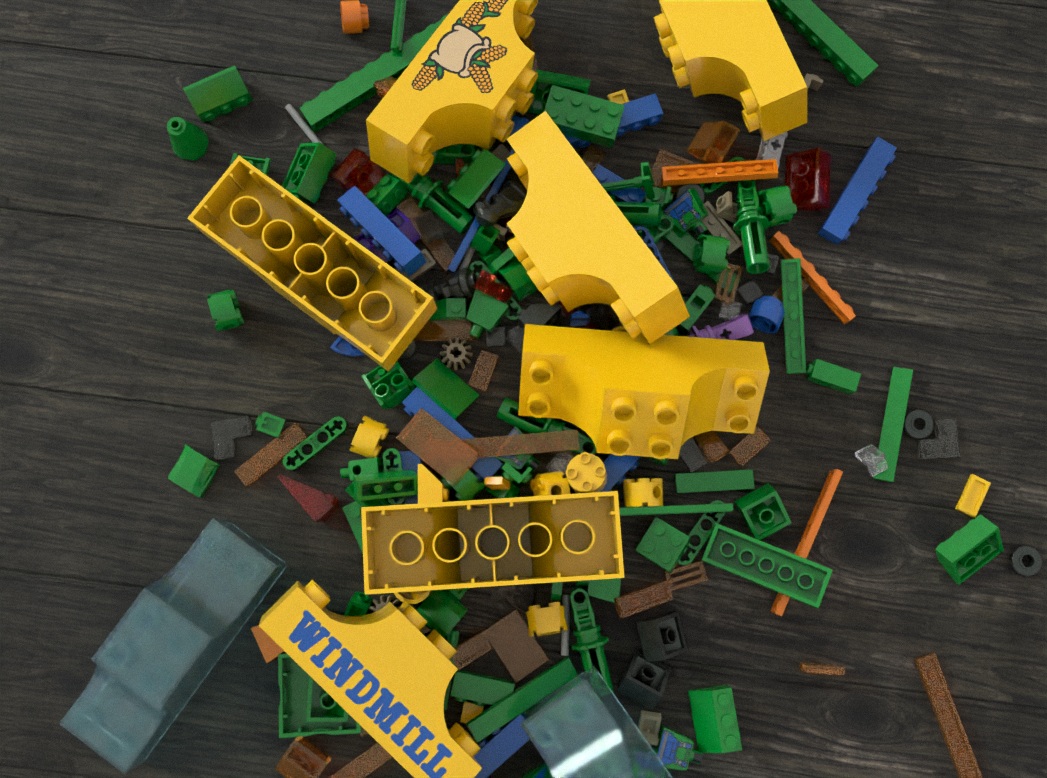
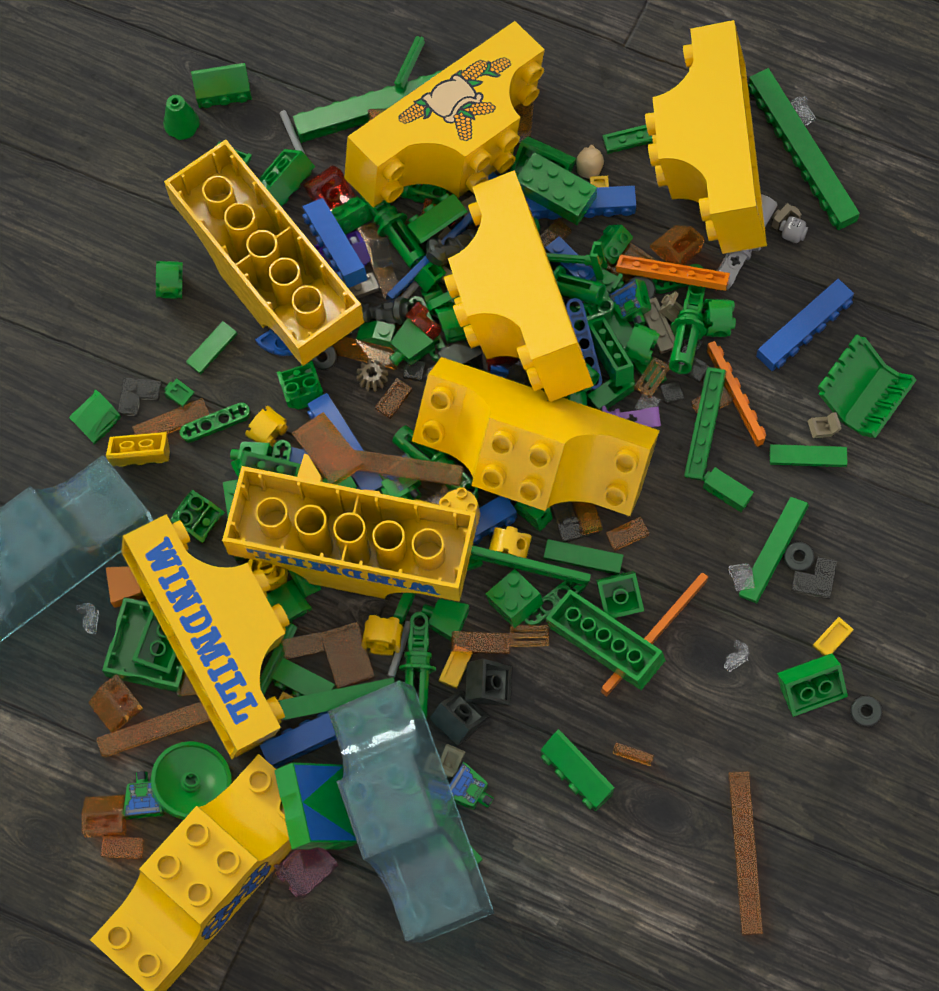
camera: 20 degrees right, 10 degrees down
(246, 495) = (138, 449): none -> yellow slope
(251, 684) = (91, 618): none -> clear bracket
(289, 367) = (211, 347): none -> tile
(315, 502) = (199, 467): clear red slope -> none
(325, 546) = (197, 515): none -> green slope
(354, 16) = (369, 46): orange piece -> none
(445, 388) = (352, 403): green tile -> none
(603, 80) = (589, 162): none -> tan hair
(624, 631) = (455, 668): none -> yellow tile
(634, 45) = (626, 139): none -> green tile
(651, 151) = (614, 241): none -> green bracket
(686, 271) = (611, 352): none -> green brick
(715, 719) = (515, 771): green slope -> none
(767, 314) = (679, 415): blue piece -> none
(775, 704) = (577, 771): none -> green slope
(809, 179) = (760, 303): clear red slope -> none
(819, 98) = (793, 229): none -> light grey head
(891, 545) = (736, 659): none -> clear bracket
(897, 320) = (808, 455): none -> green tile
(906, 287) = (824, 426): none -> dark tan bracket
(935, 242) = (864, 388): none -> green hinge

